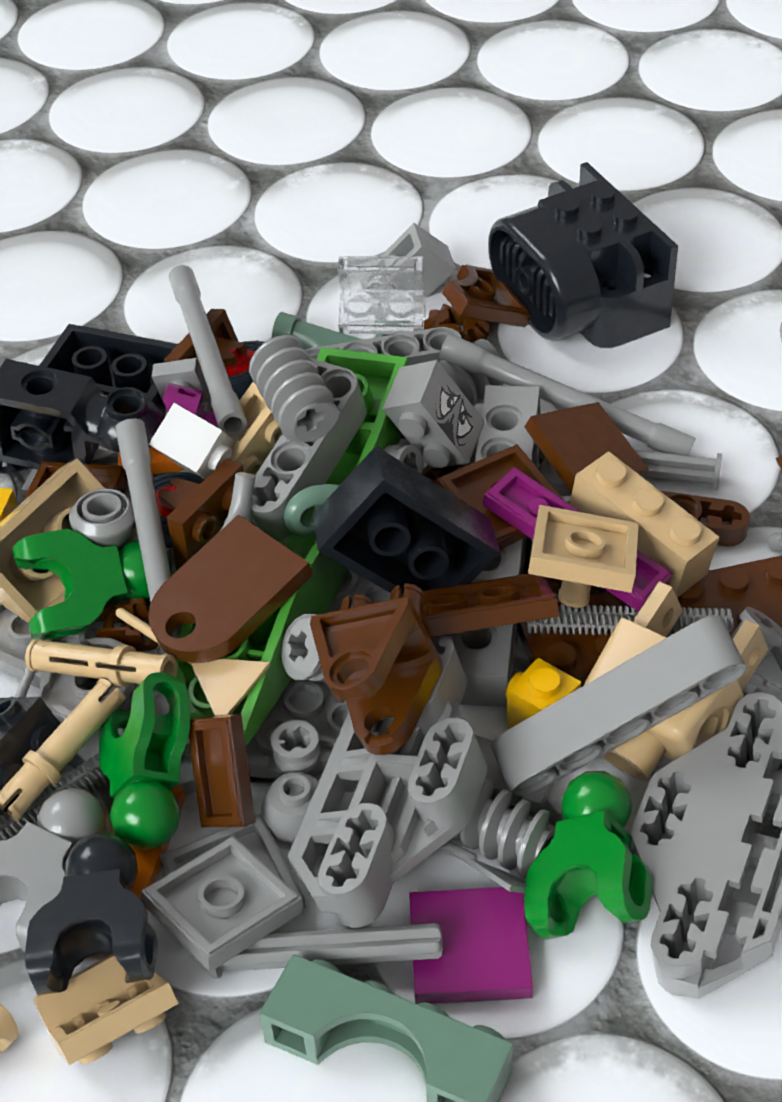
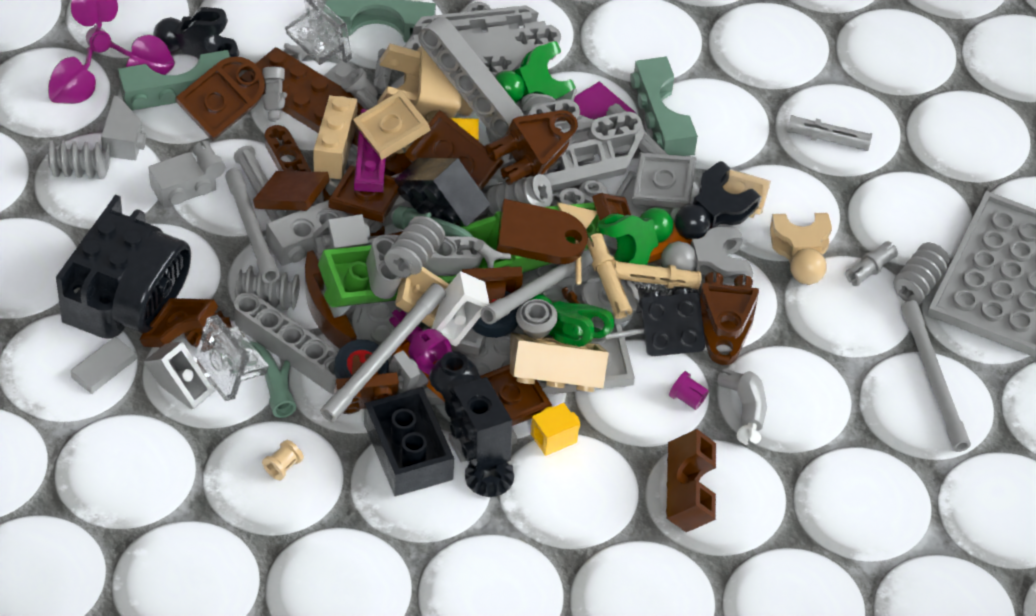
camera: 135 degrees left, 5 degrees up
(215, 290) = (282, 460): none -> tan bush
(476, 229) = (103, 365): none -> light grey tile
(717, 394) = (184, 177): none -> light grey hinge

